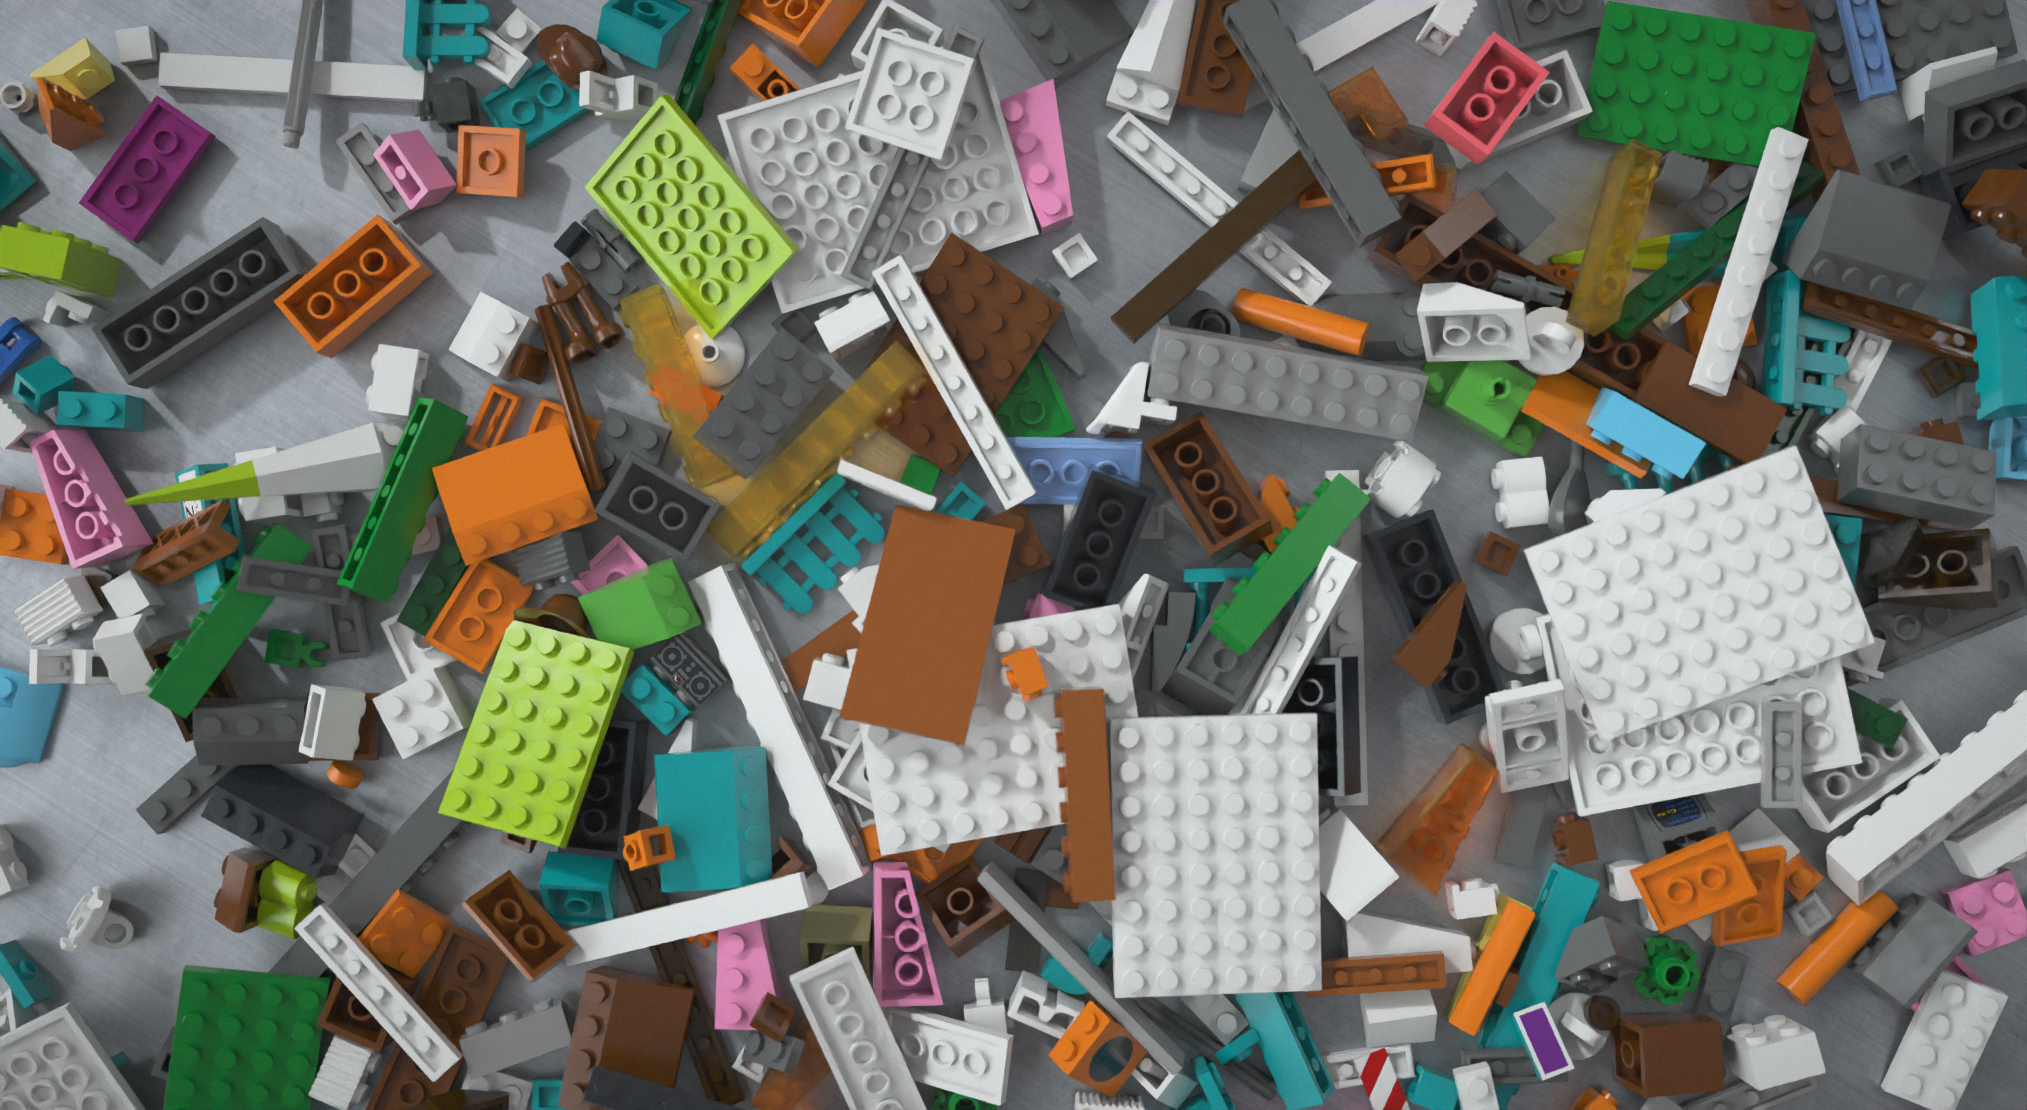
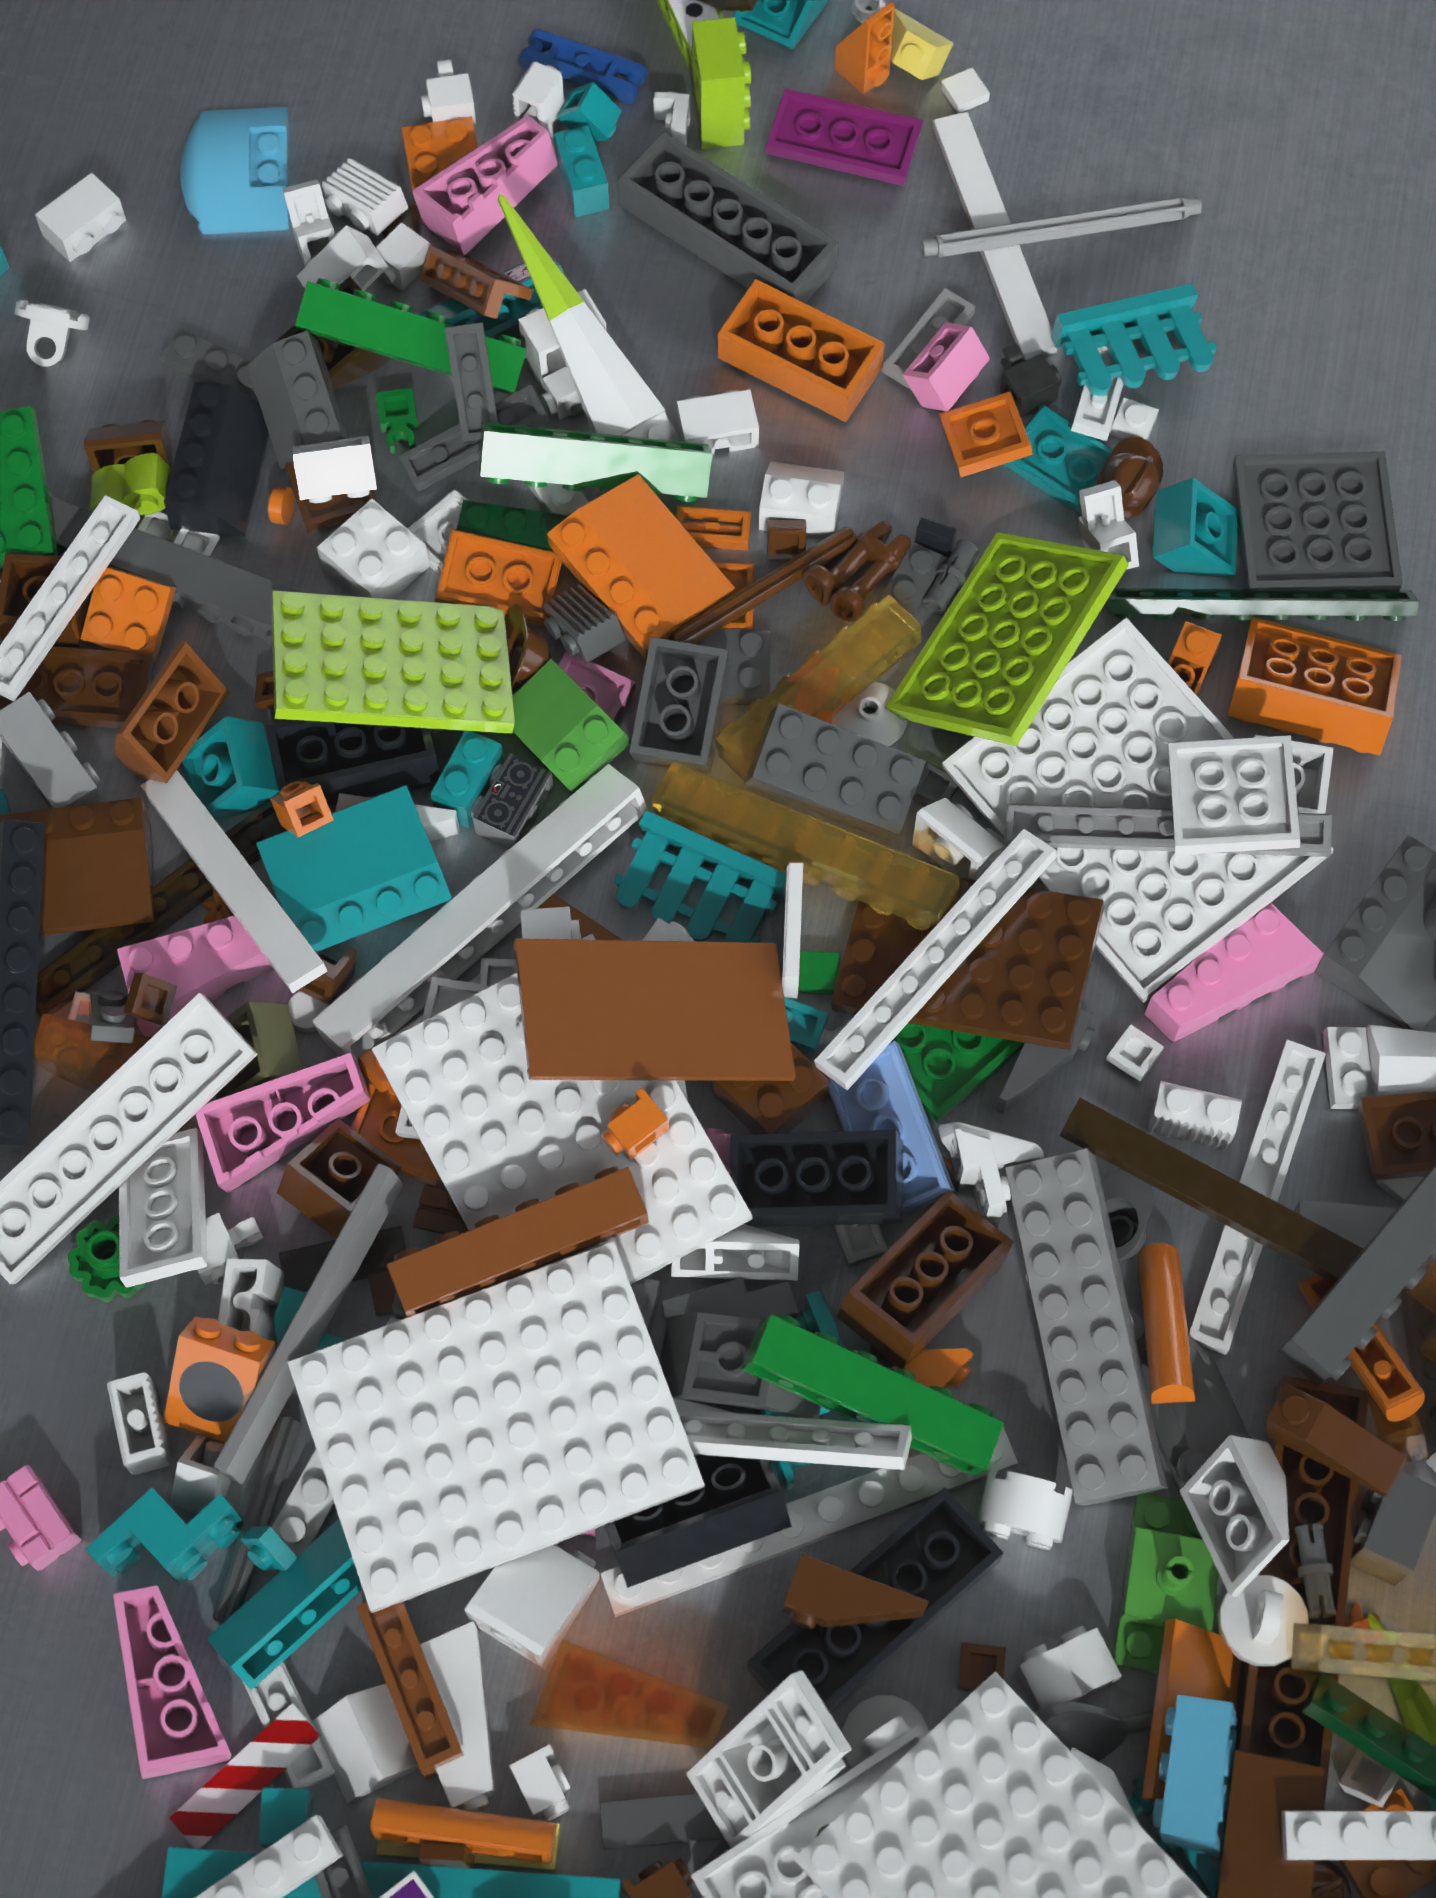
camera: 70 degrees right, 20 degrees down
(1142, 231) = (1194, 1115): none -> white brick

